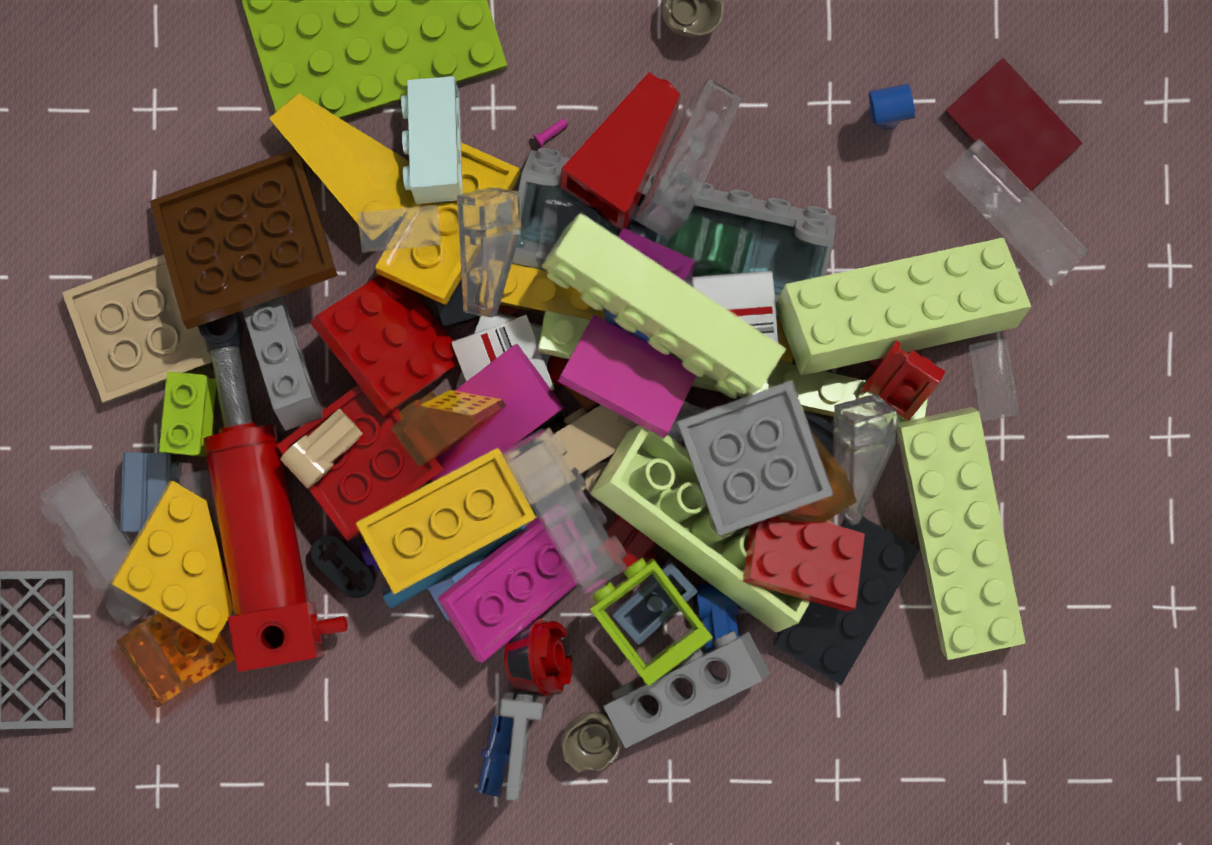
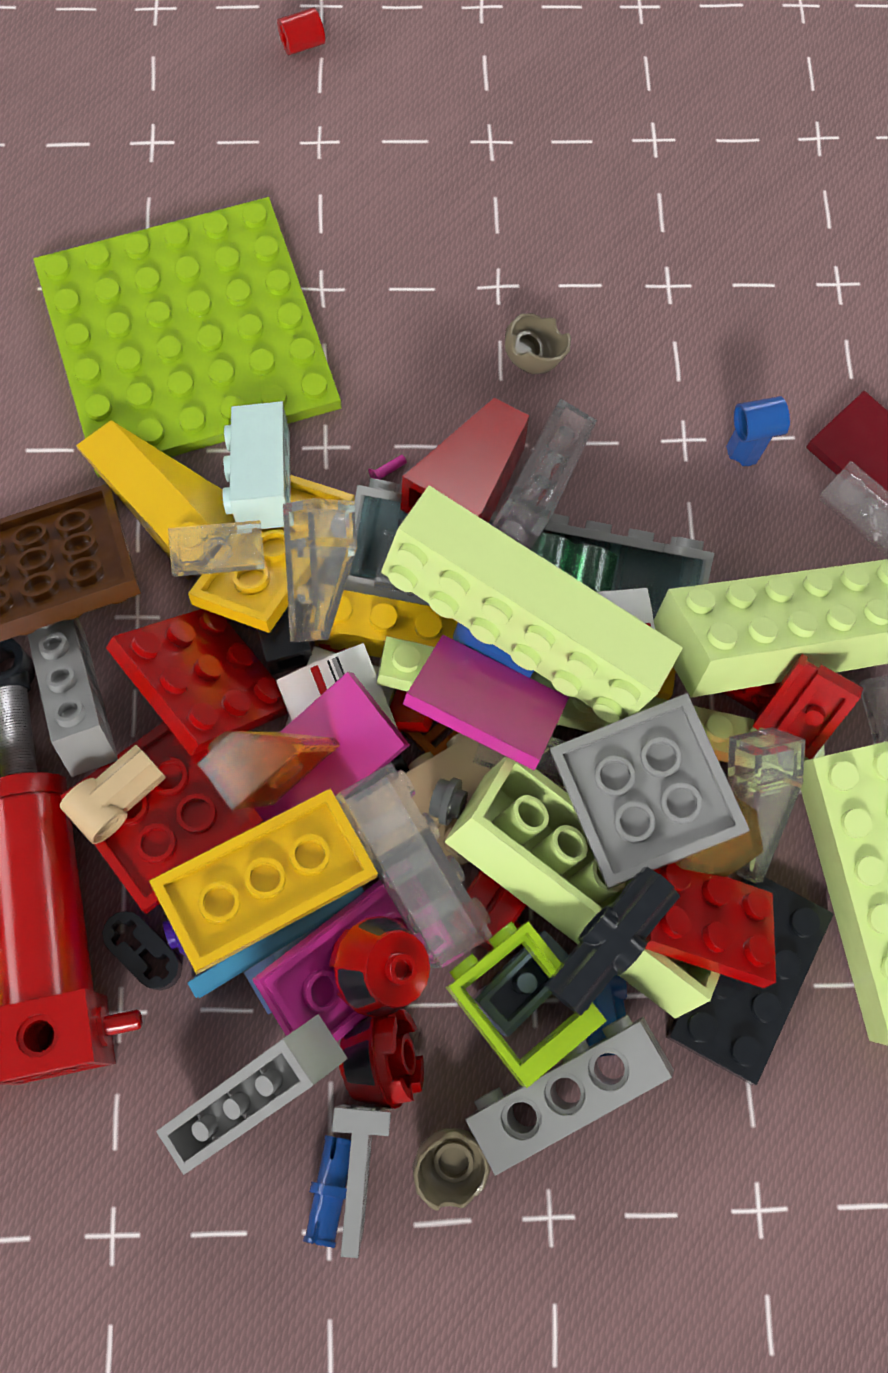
camera: 10 degrees left, 15 degrees down
(437, 684) = (252, 1094): none -> light grey brick
(536, 589) = (379, 966): none -> red cone
(594, 456) = (448, 800): none -> dark grey plate
(718, 578) = (612, 940): none -> black piece

